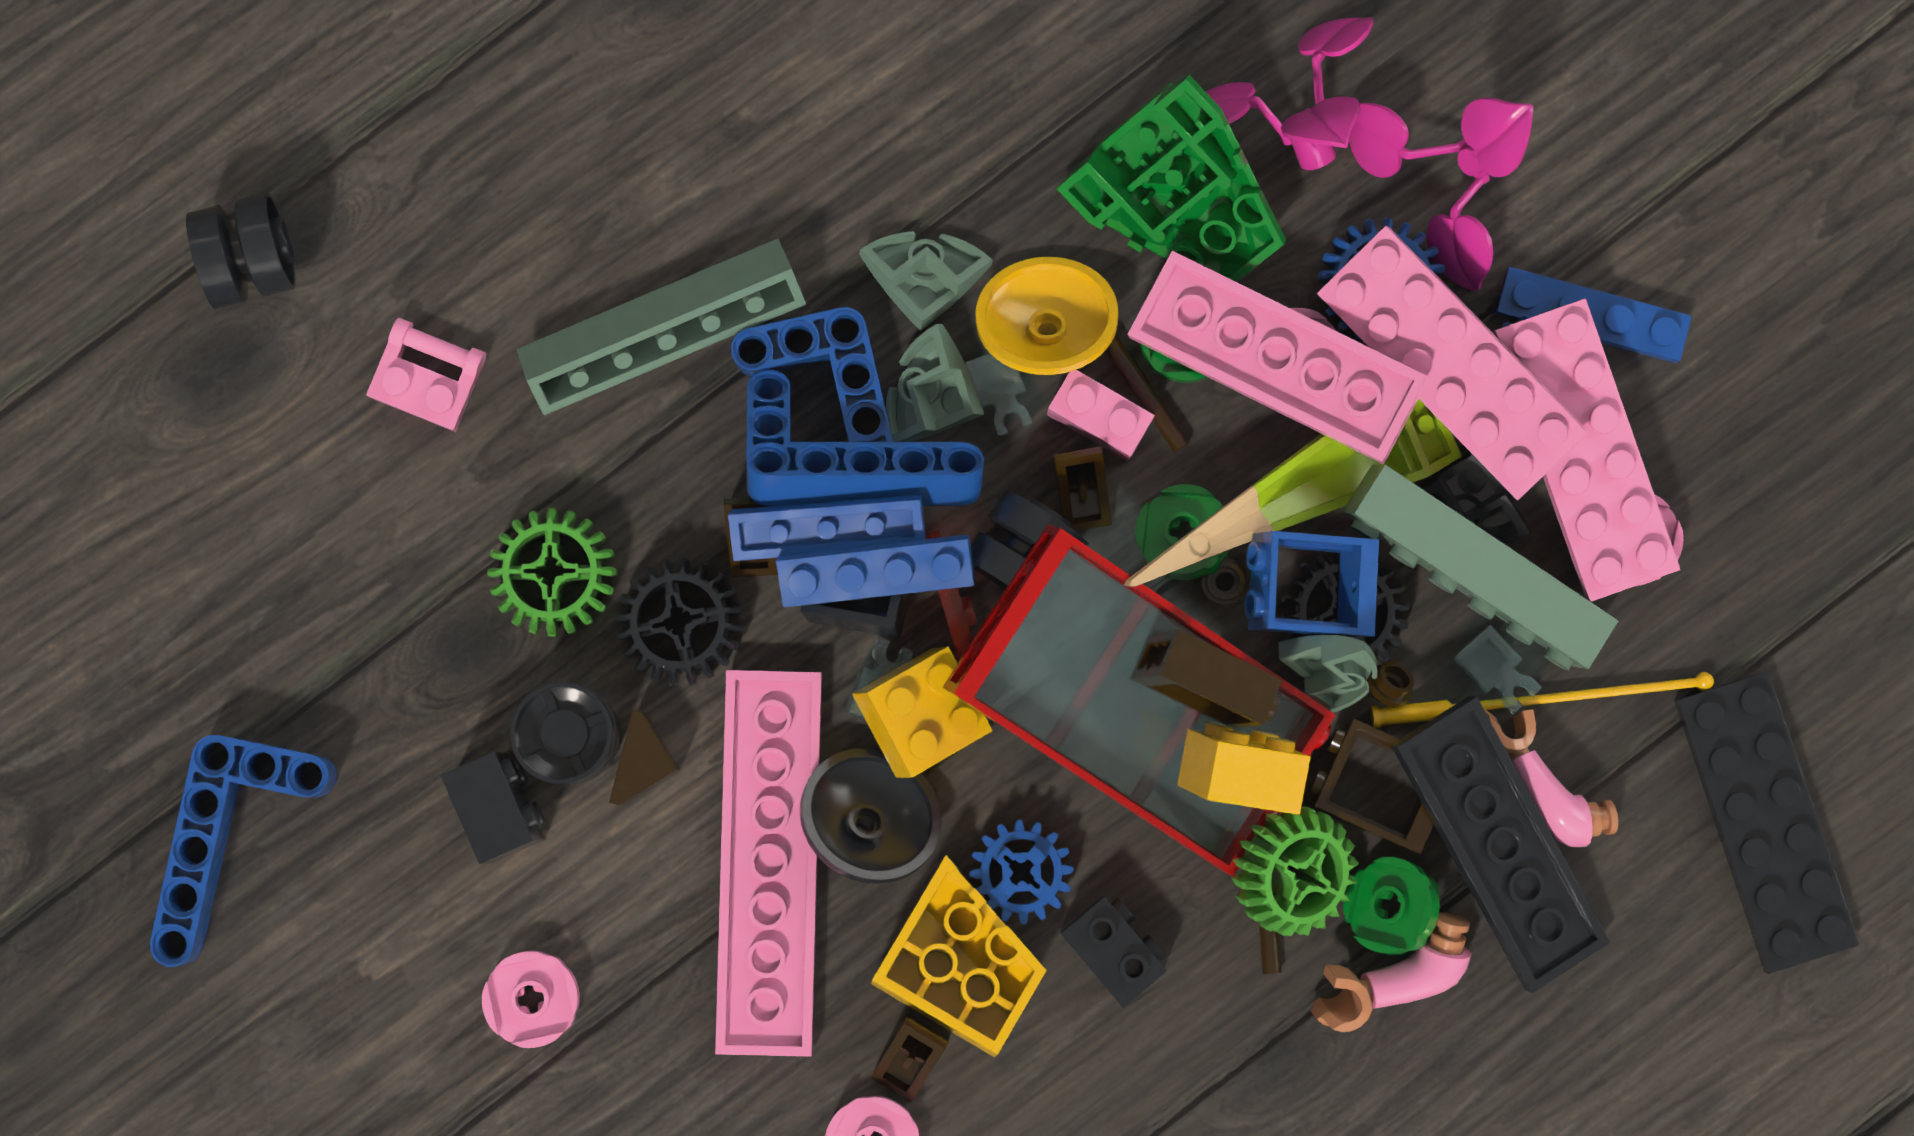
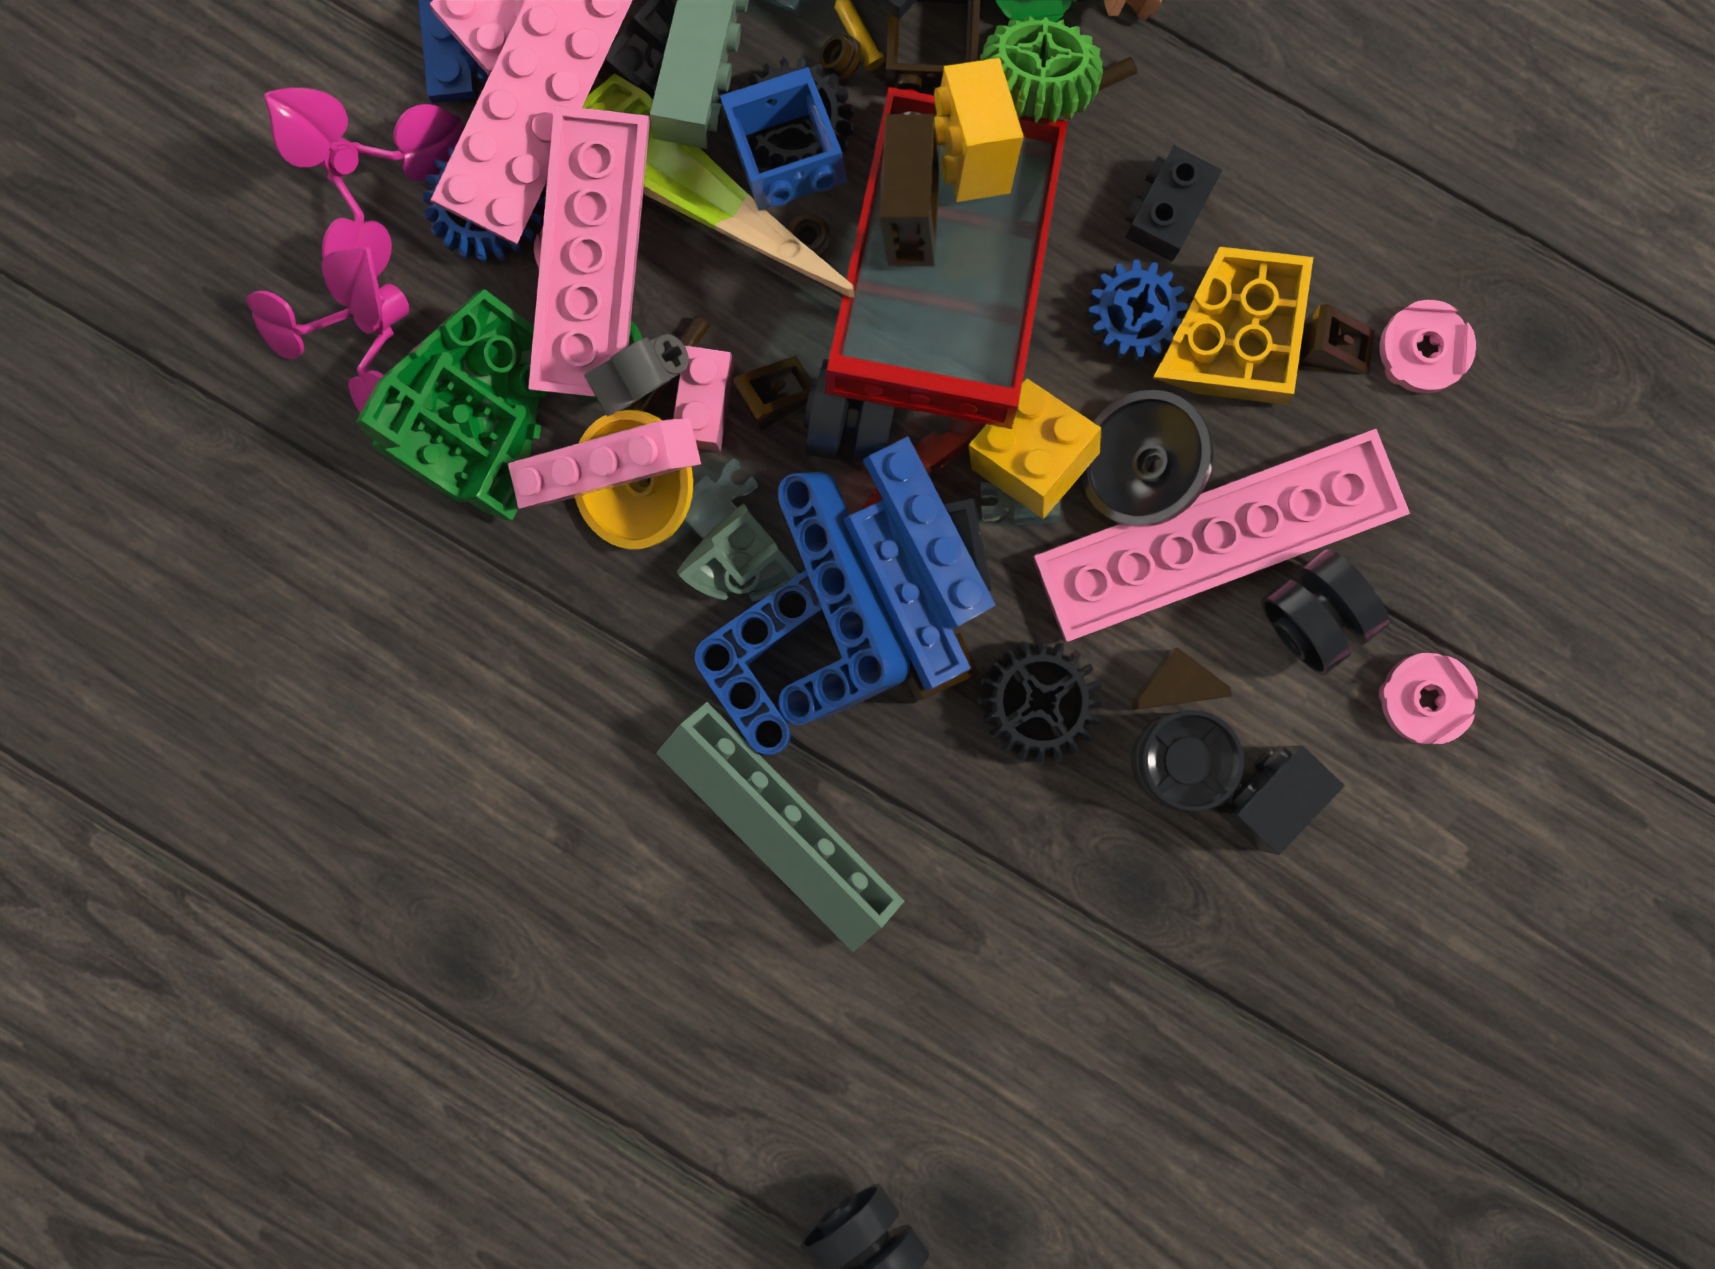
camera: 115 degrees left, 0 degrees up
(215, 831) = (1403, 1049): blue beam -> none
(420, 389) = (923, 1027): bright pink plate -> none
(551, 549) = (1079, 820): bright green gear -> none
(648, 912) = (1325, 612): none -> black wheel
(924, 274) = (636, 610): sand green brick -> none
(1067, 293) = (605, 462): none -> bright pink brick
(1140, 358) = (637, 371): none -> dark grey piece
(1167, 513) = (766, 307): green plate -> none
(1331, 667) = (849, 100): sand green brick -> none

